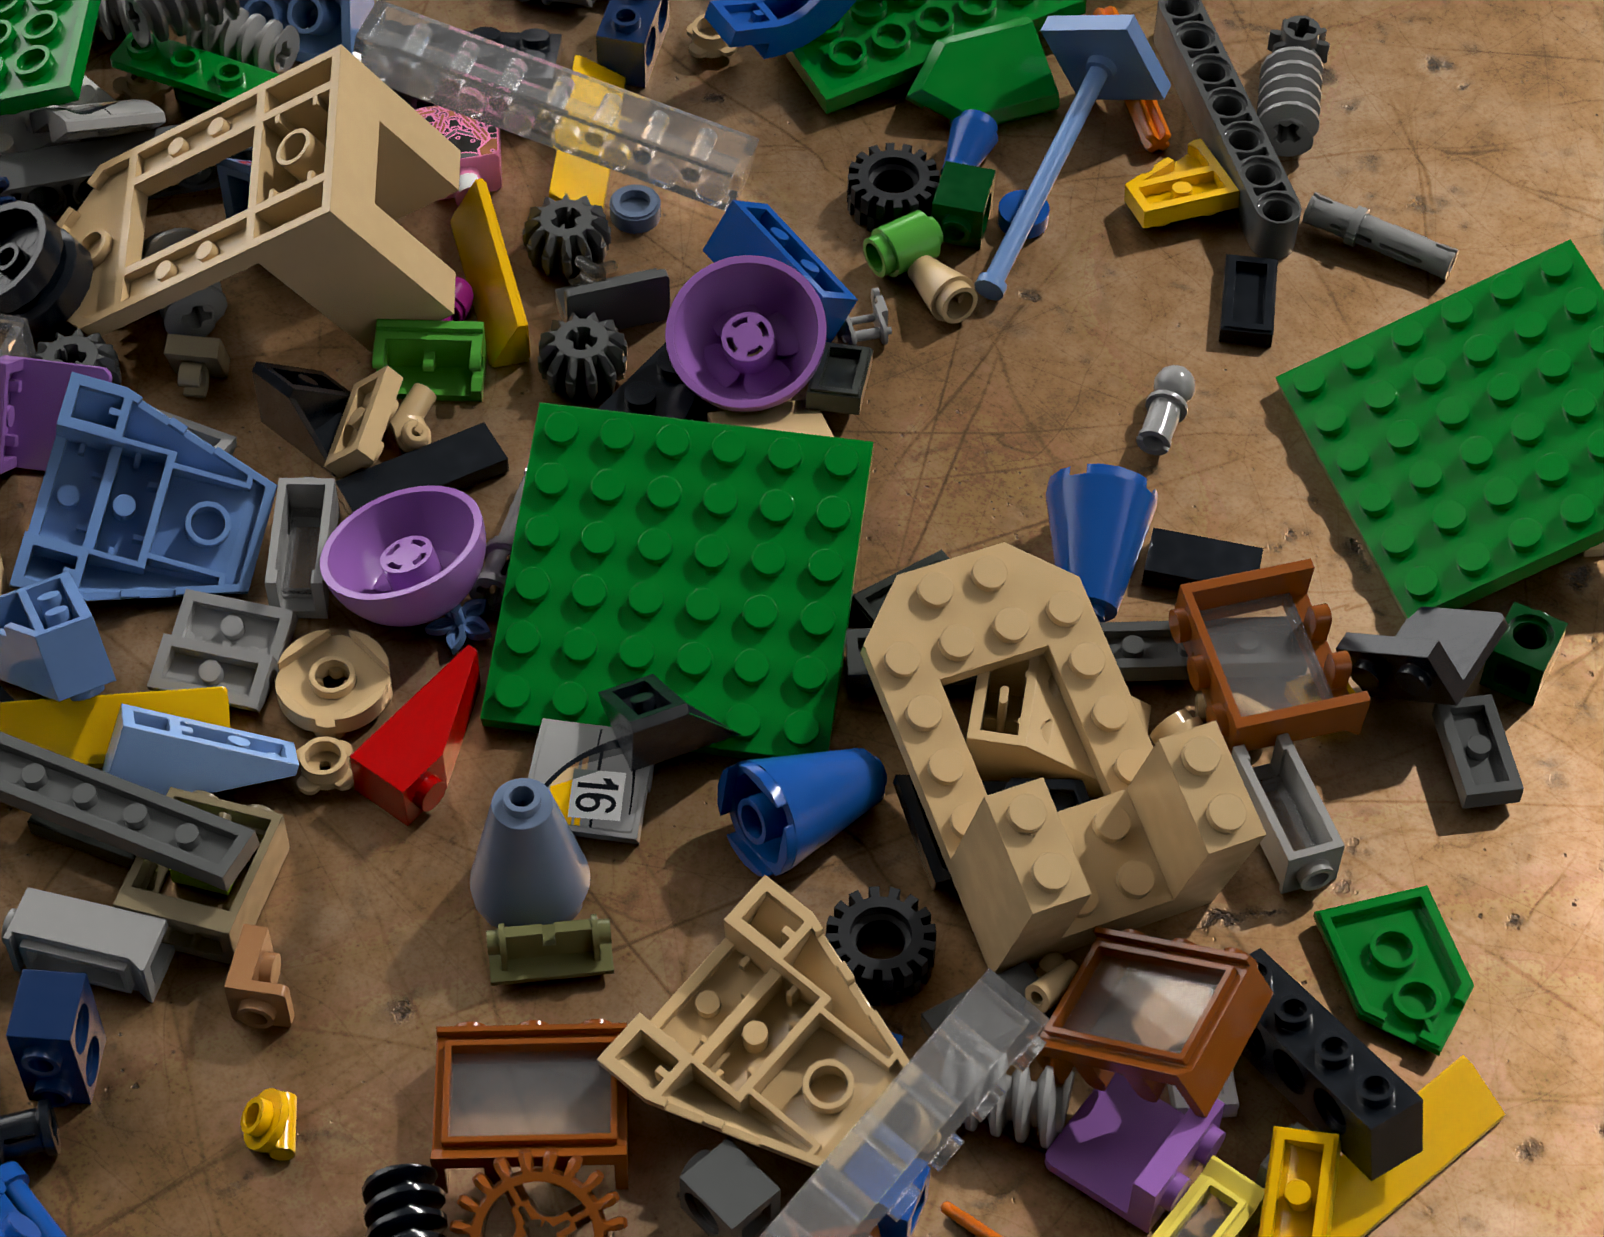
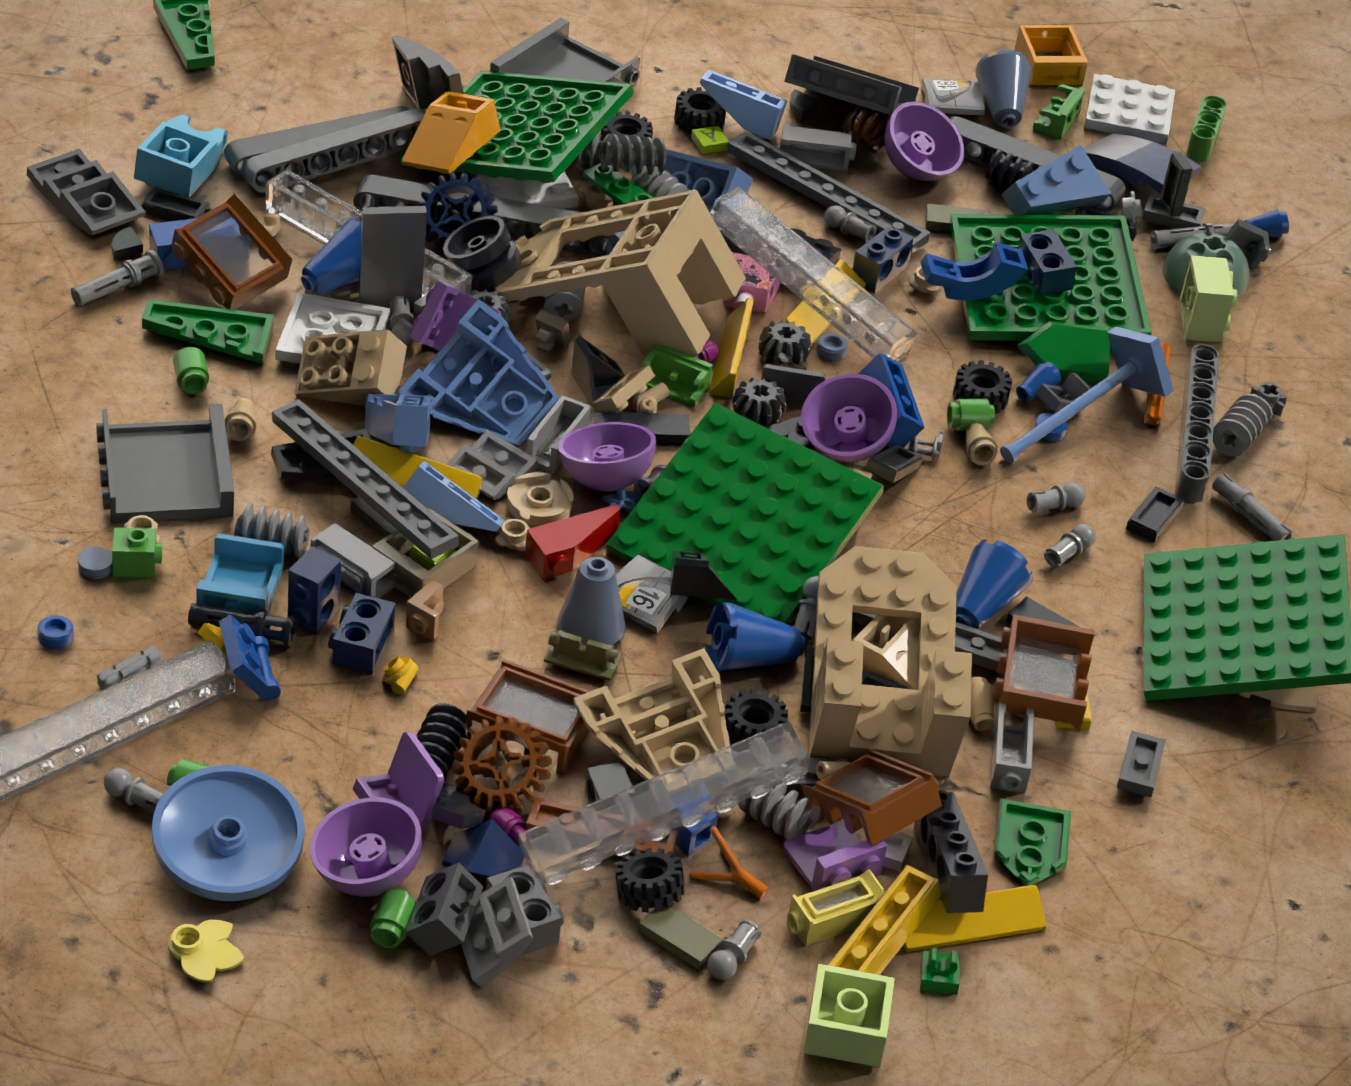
camera: 20 degrees right, 10 degrees down
(96, 119) = (559, 198): light grey slope -> none
(181, 1074) = (362, 633): none -> dark blue brick
(858, 701) = (807, 614): none -> light grey pin
(964, 203) = (1017, 408): dark green brick -> none
(1020, 152) = (1059, 396): none -> dark grey bracket
(1101, 335) = (1056, 498): none -> light grey pin
(1181, 189) = (1145, 446): yellow wing -> none
(1428, 658) = (1128, 708): black bracket -> none
(1524, 654) = (1197, 729): dark green brick -> none

